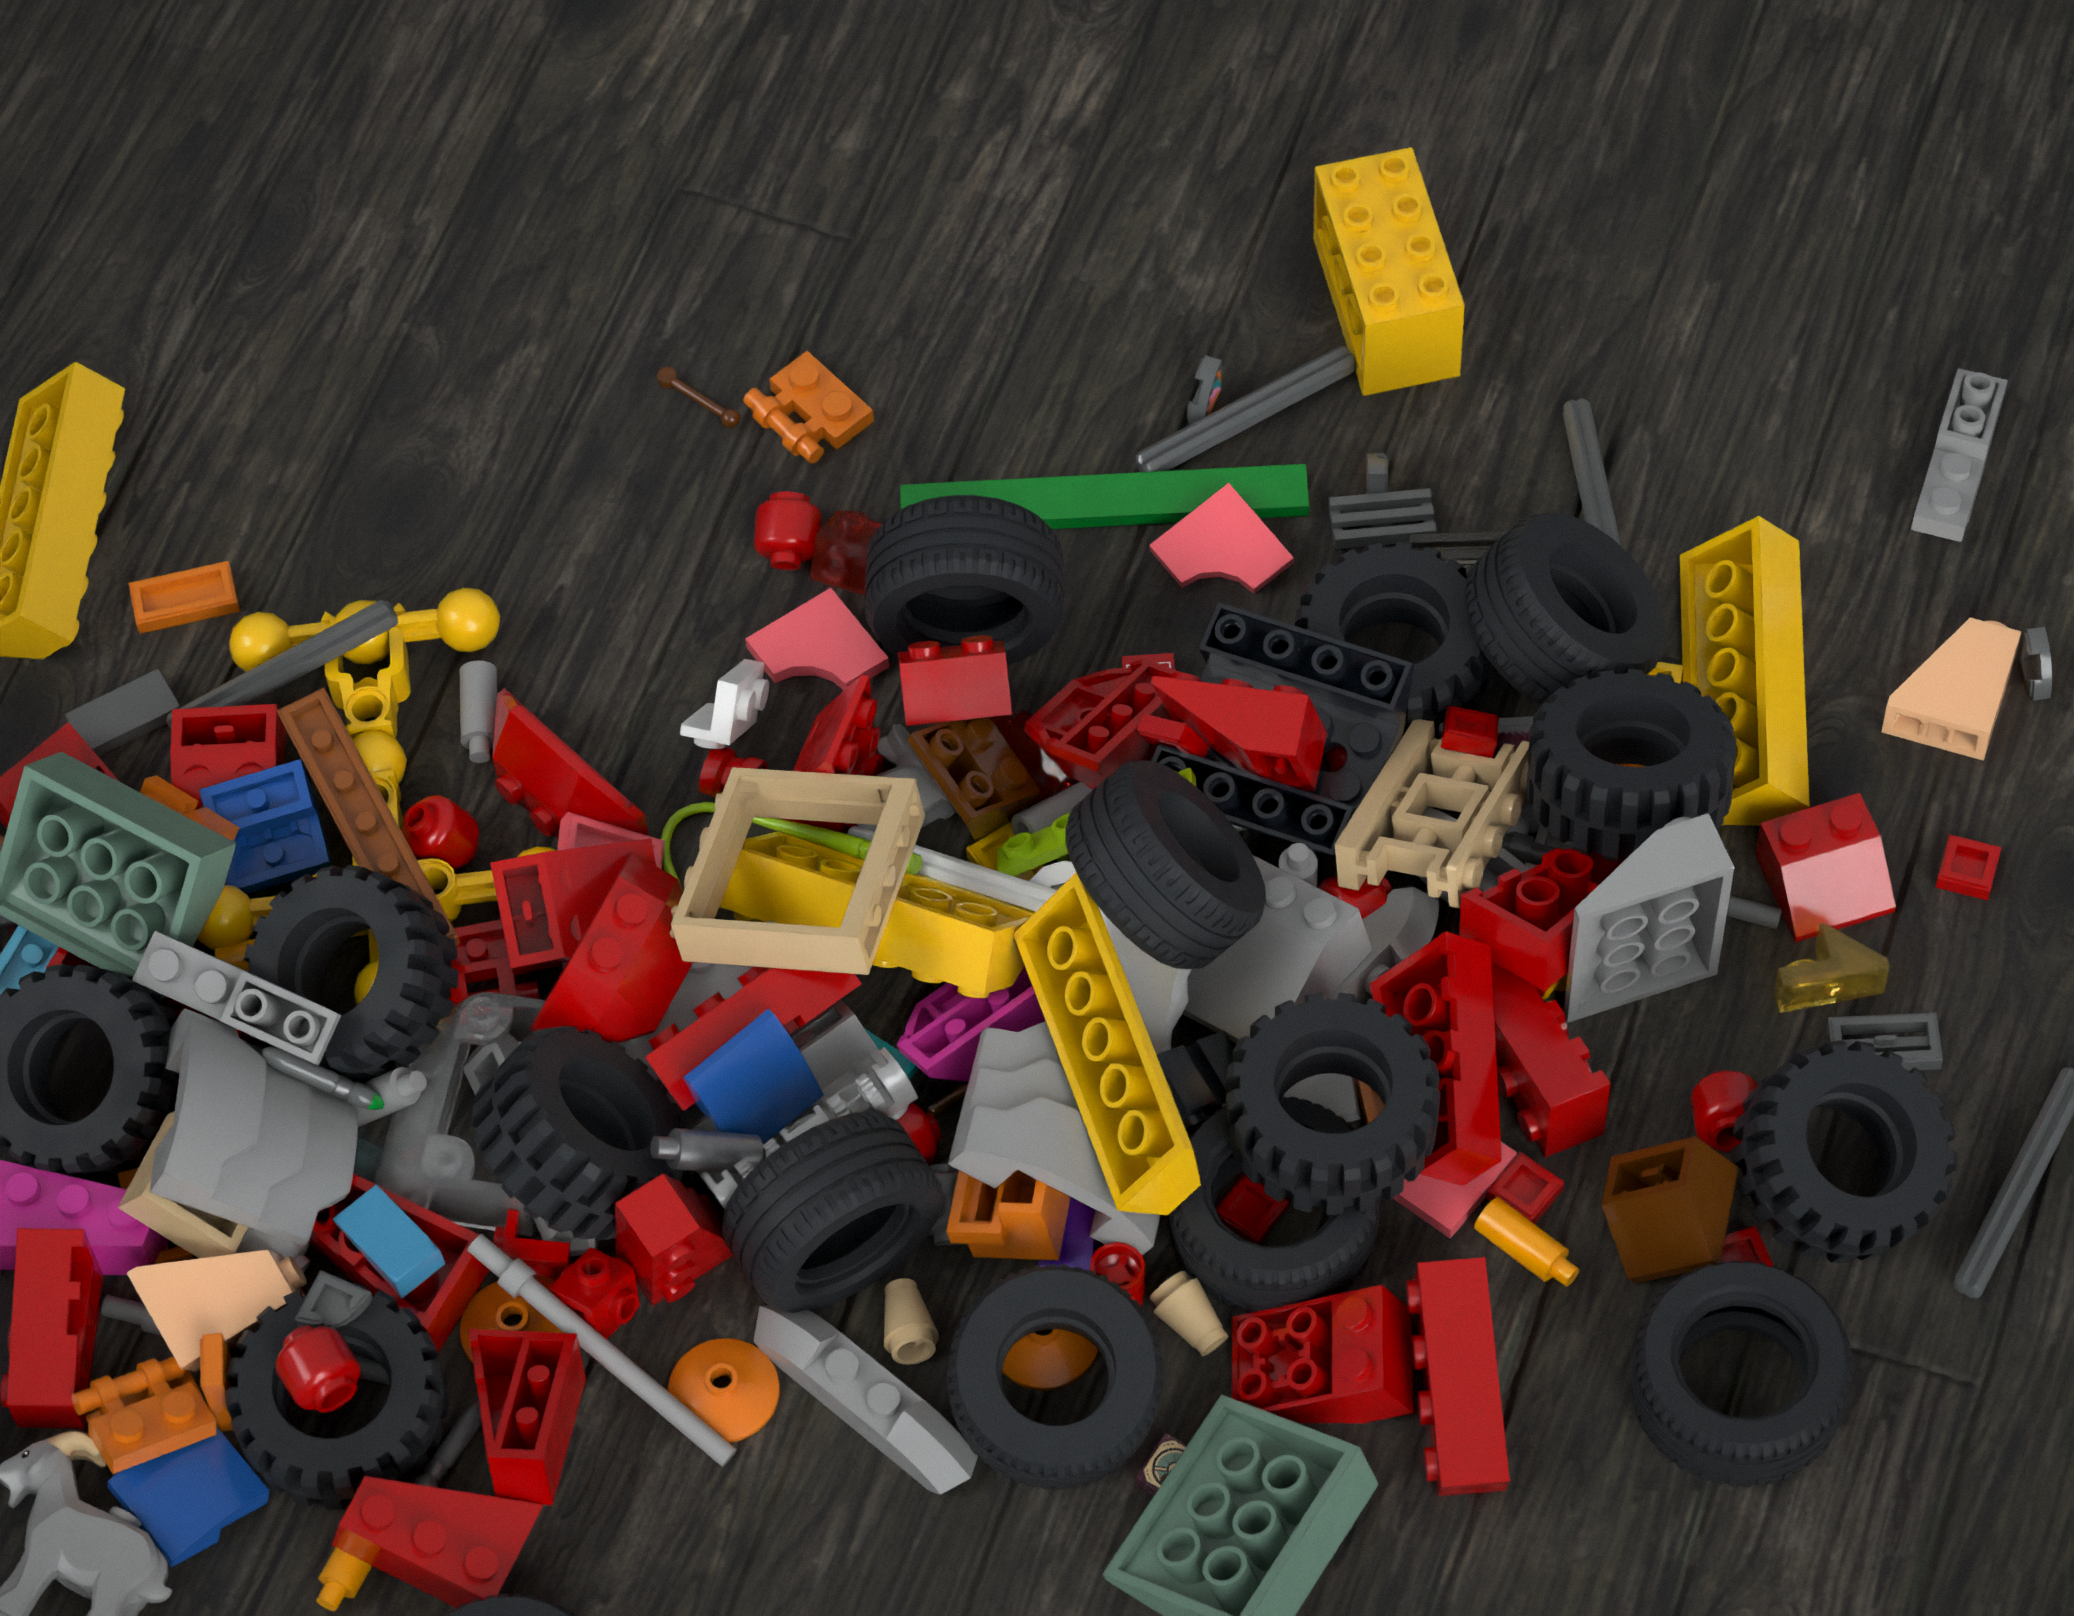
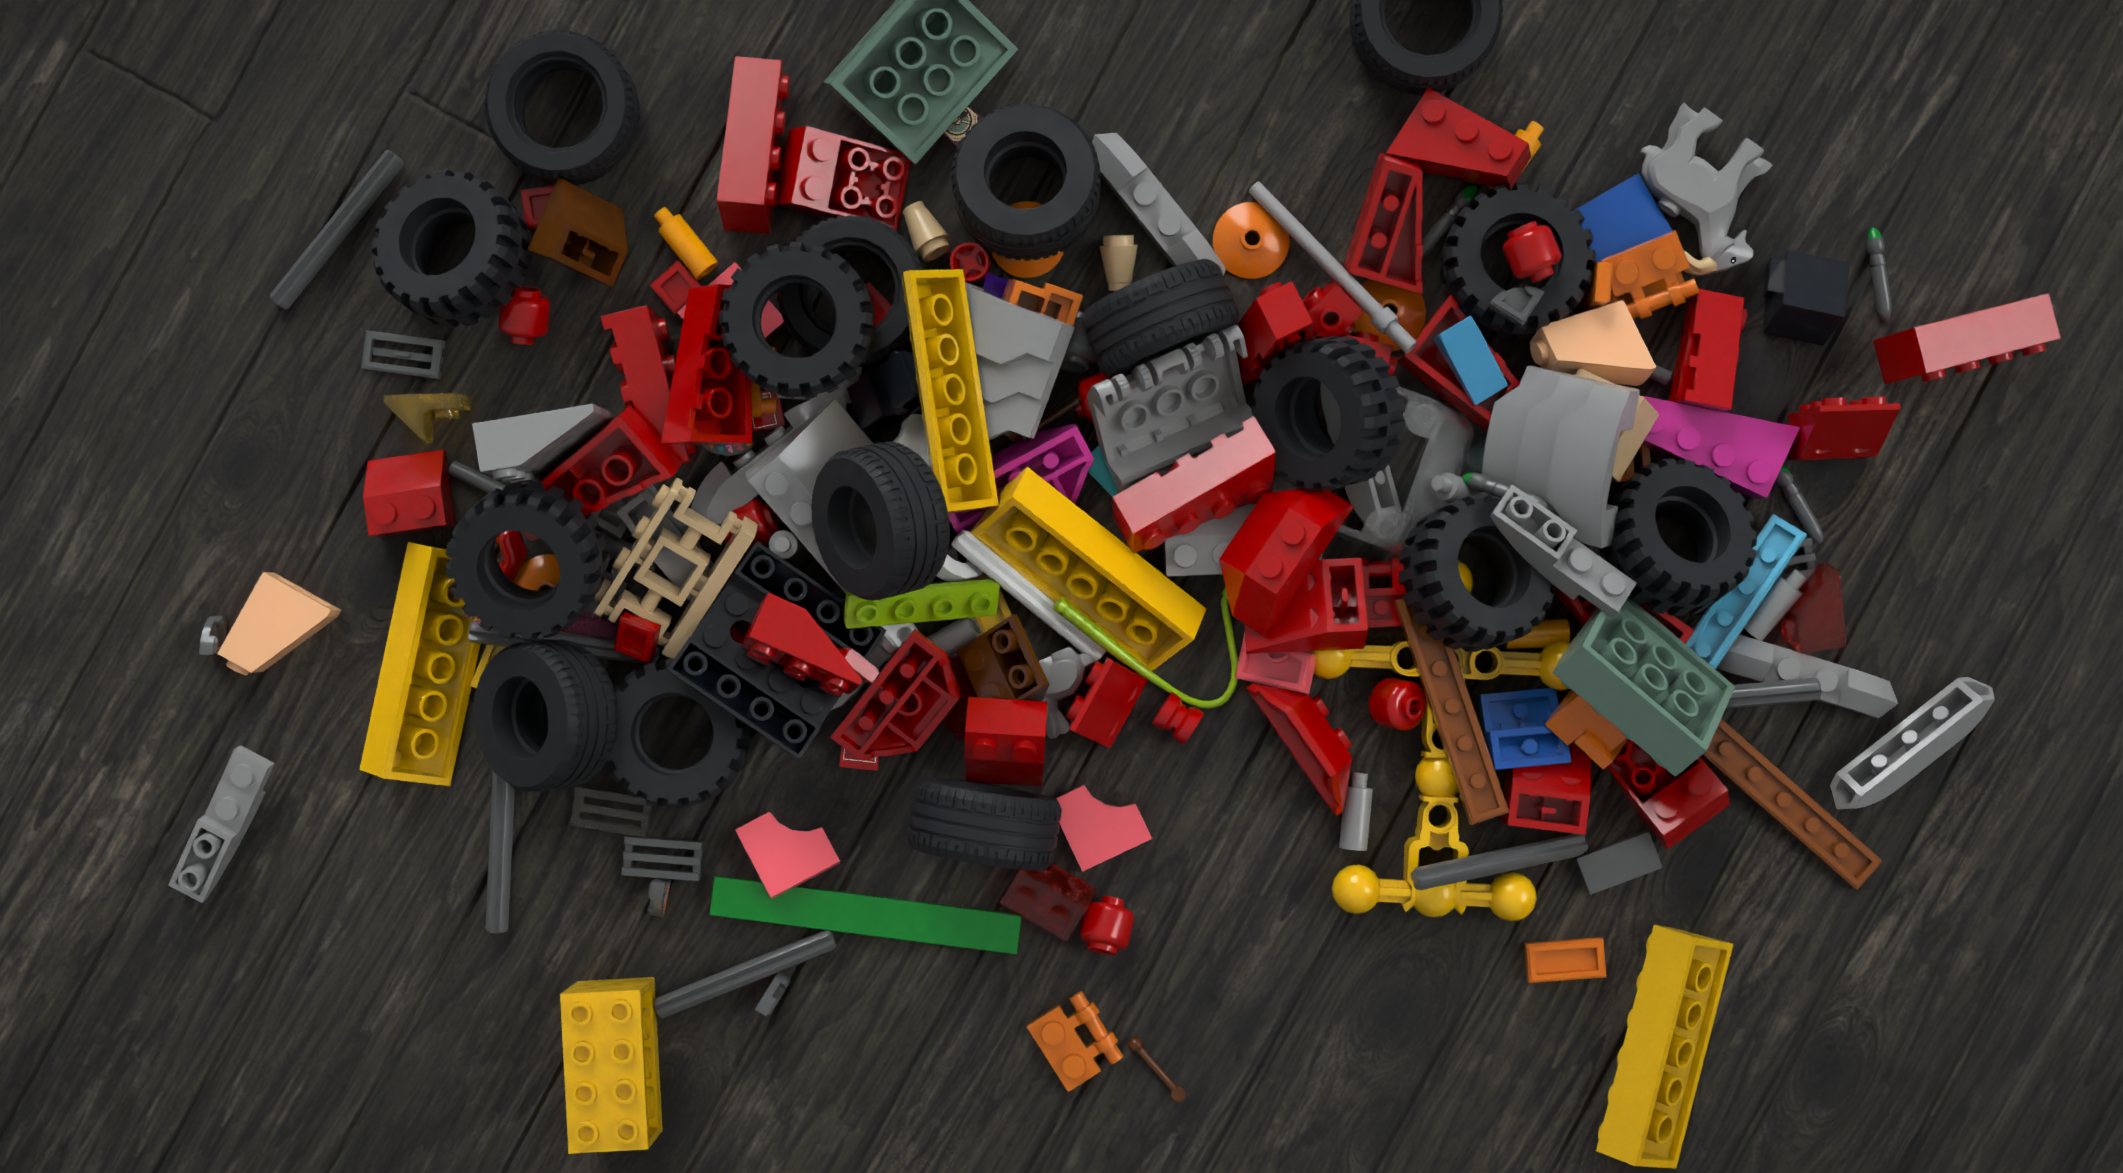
camera: 175 degrees left, 30 degrees up
(707, 1150) = (1239, 380): flat silver cylinder -> none
(735, 708) = (1176, 765): white bracket -> none
(754, 1081) = (1201, 427): blue slope -> none
(809, 796) = (1199, 620): tan window -> none
(1968, 867) = (308, 483): red tile -> none

